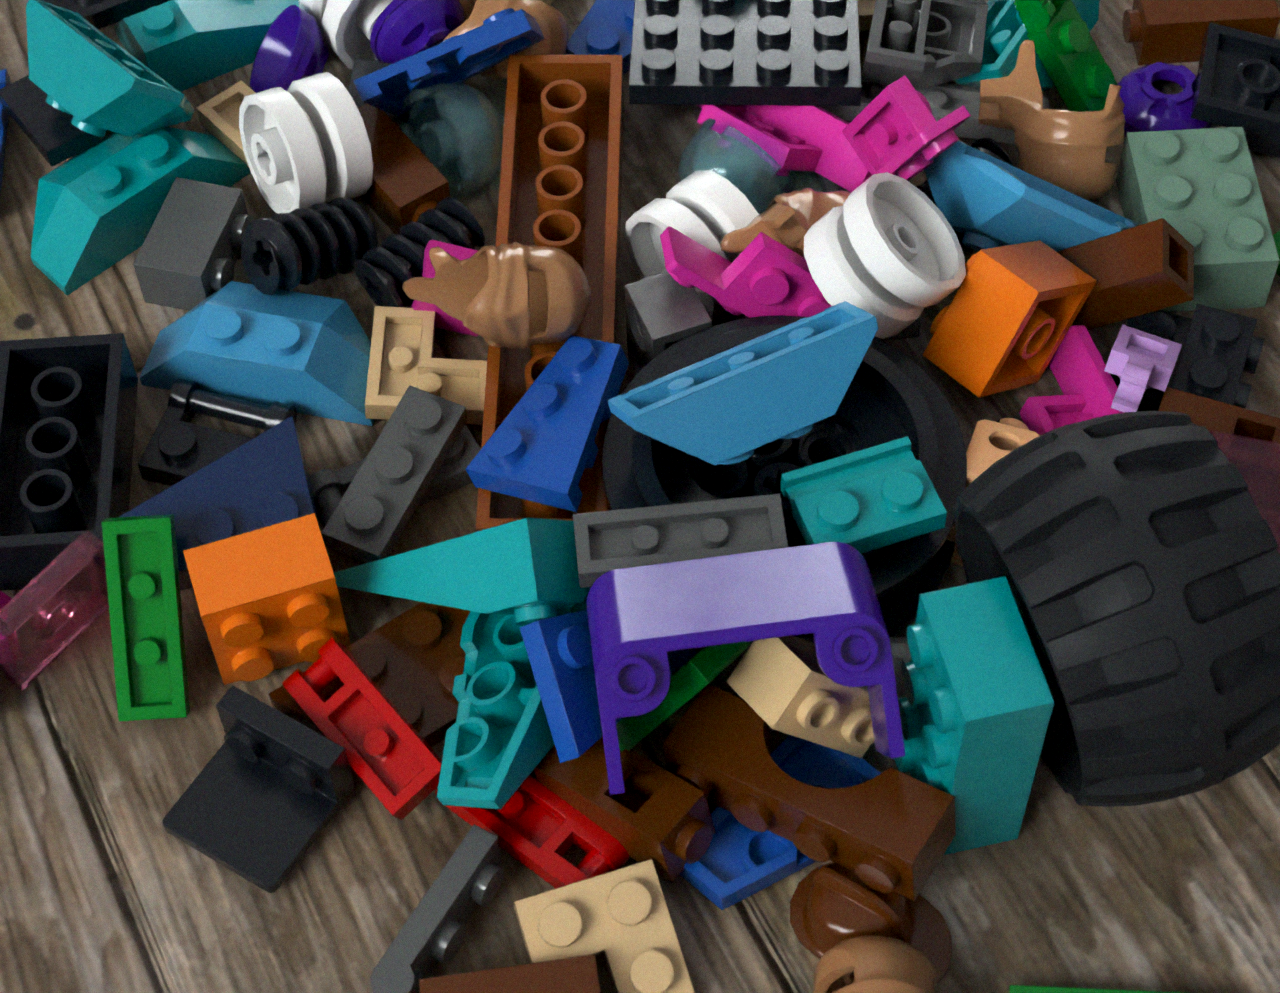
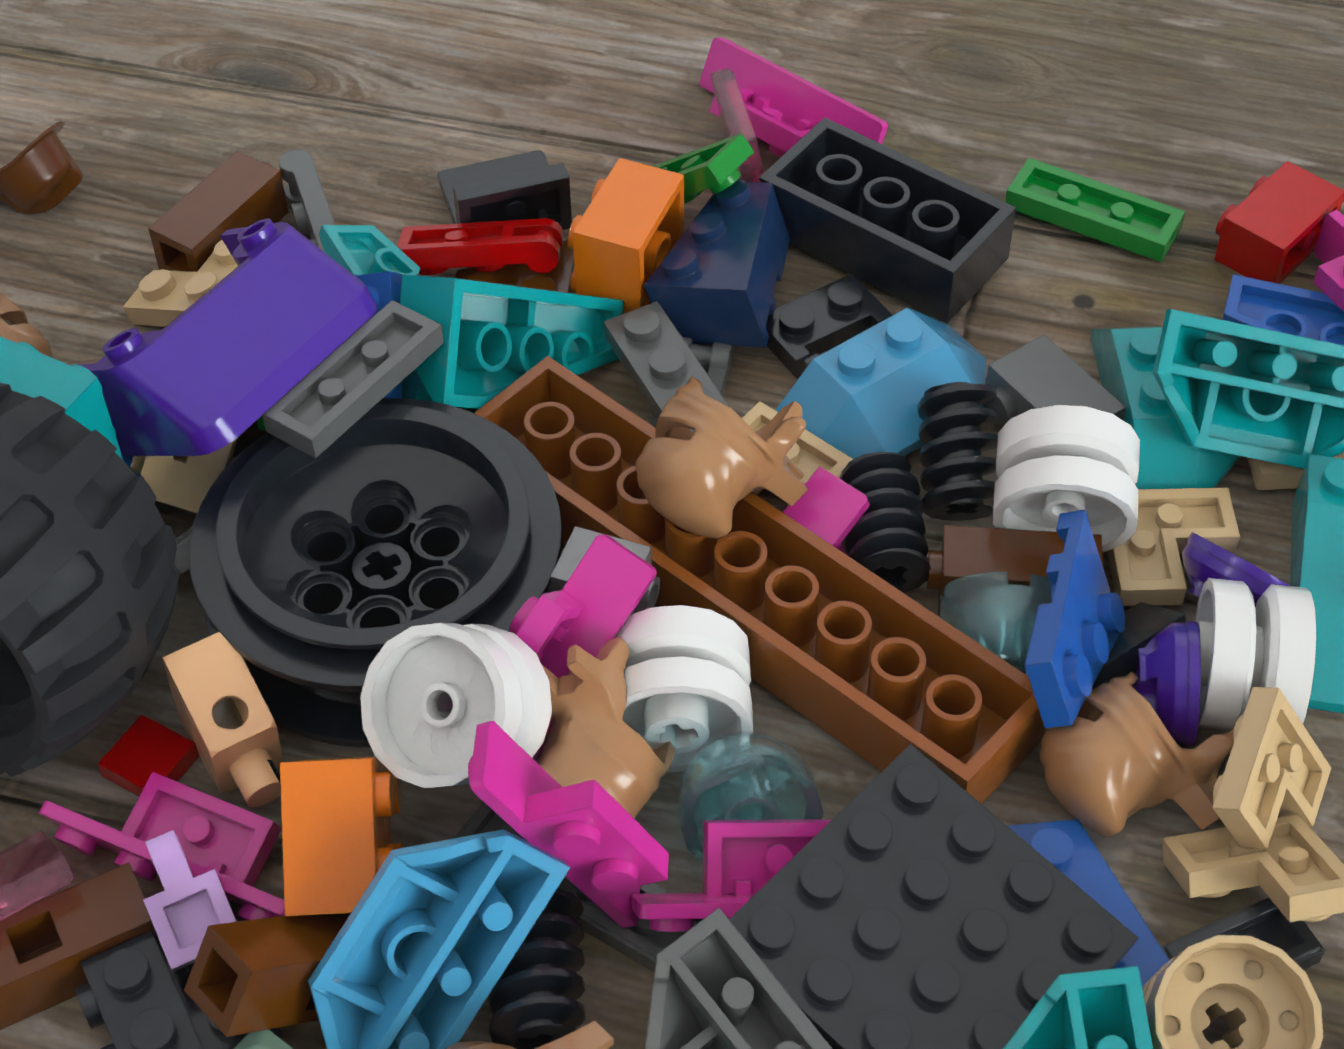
camera: 130 degrees right, 5 degrees down
(553, 427) = (570, 422): blue wing -> none
(754, 390) = (434, 474): dark azure wedge -> none
(865, 498) = (260, 514): teal plate -> none

